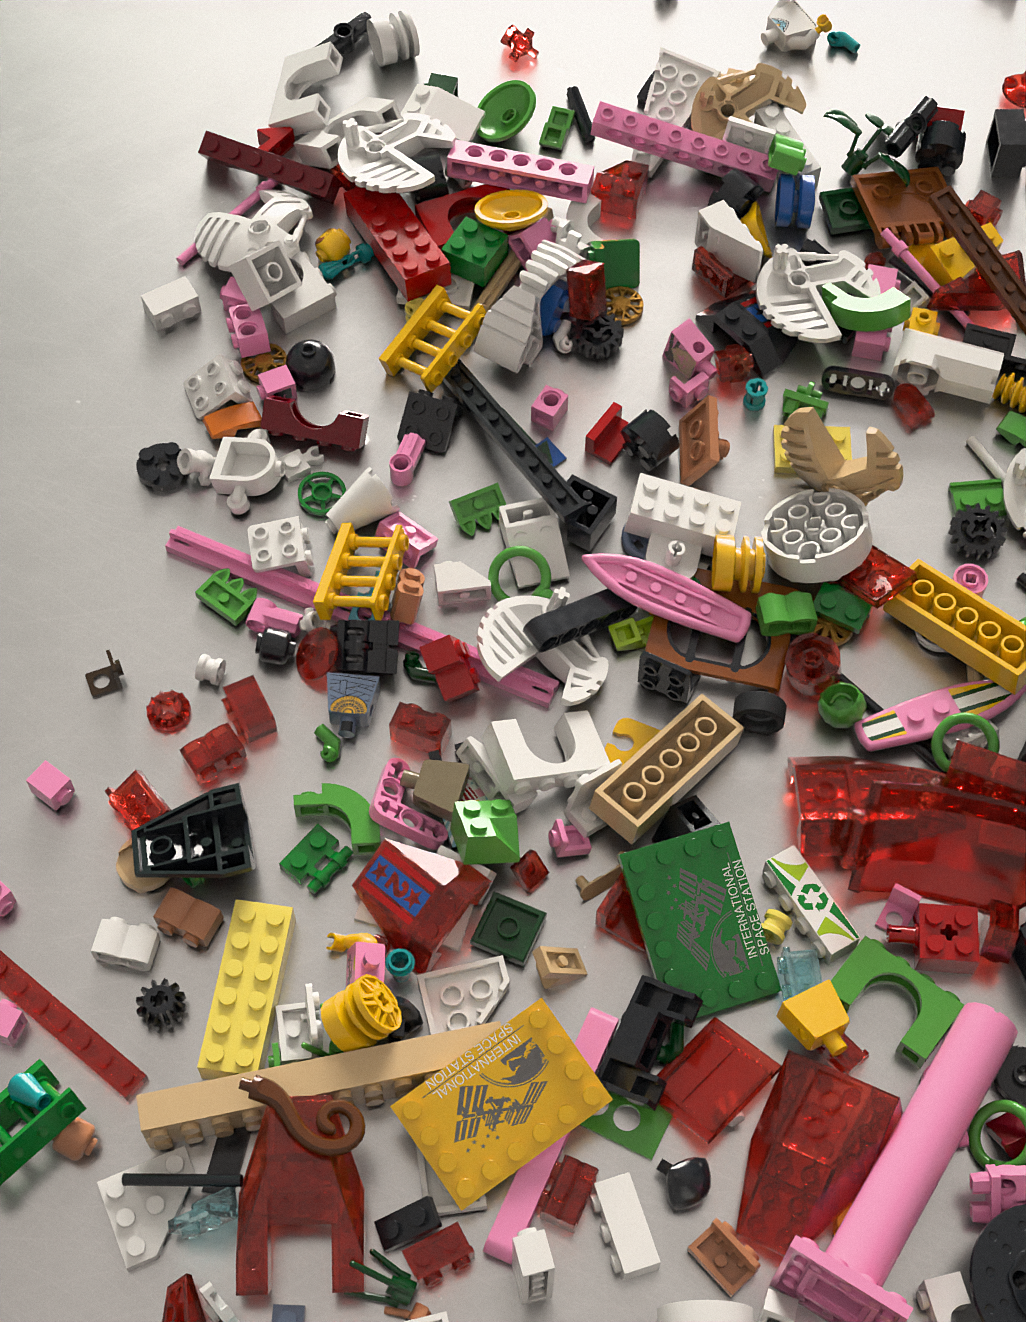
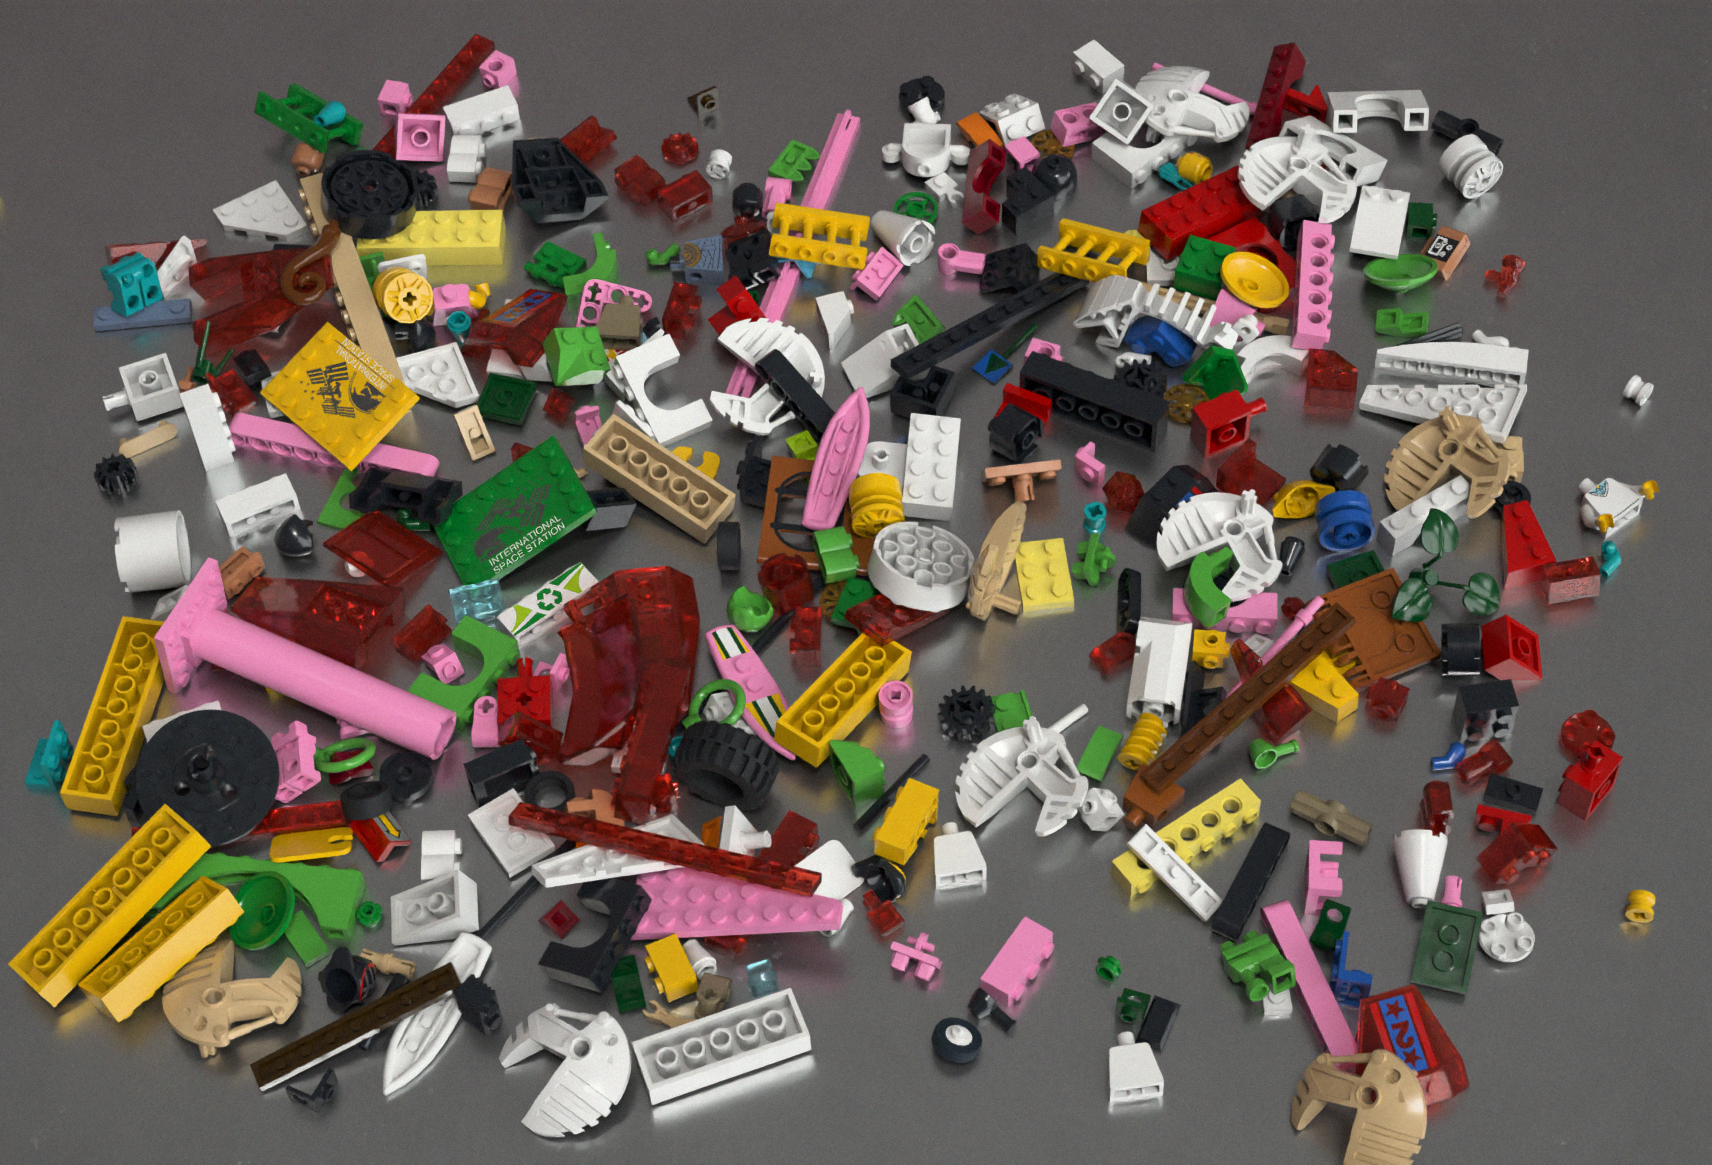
camera: 85 degrees right, 5 degrees down
(51, 785) = (594, 83): bright pink brick -> none
(58, 919) = (482, 112): none -> white brick
(86, 992) = (419, 137): none -> bright pink slope
(182, 1180) = (272, 219): black bar -> none
(202, 1068) = (367, 213): none -> black brick
(206, 1214) = (242, 238): clear light blue bracket -> none
(280, 545) = (846, 186): white bracket -> none
(338, 386) = (1026, 203): none -> black brick
(407, 596) = (805, 276): nougat brick -> none
(477, 79) = (1446, 250): none -> nougat piece
(523, 551) = (834, 378): bright green piece -> none
(568, 1192) = (276, 460): clear red brick -> none
(586, 289) = (1167, 352): clear red brick -> none
(594, 73) = (1479, 337): none -> white arm
(618, 80) = (1457, 361): none -> white slope
(622, 365) = (1097, 401): none -> black brick
(665, 271) = (1223, 422): none -> red brick
(680, 144) = (1387, 418): bright pink brick -> none
(690, 351) = (1130, 452): bright pink torso -> none
(729, 240) = (1272, 460): white slope -> none
(748, 135) = (1408, 466): white bracket -> none
(775, 926) = (524, 581): light yellow wheel -> none
(786, 154) = (1382, 490): bright green brick -> none
(816, 1018) = (431, 603): yellow torso -> none
(831, 88) = (1522, 545): none -> red wedge
(872, 64) = (1570, 580): none -> clear red brick
(873, 1025) = (443, 663): none -> bright pink bracket
(876, 655) = (808, 636): none -> clear red brick
(910, 126) = (1481, 610): black piece -> none
(968, 982) = (485, 725): none -> bright pink piece

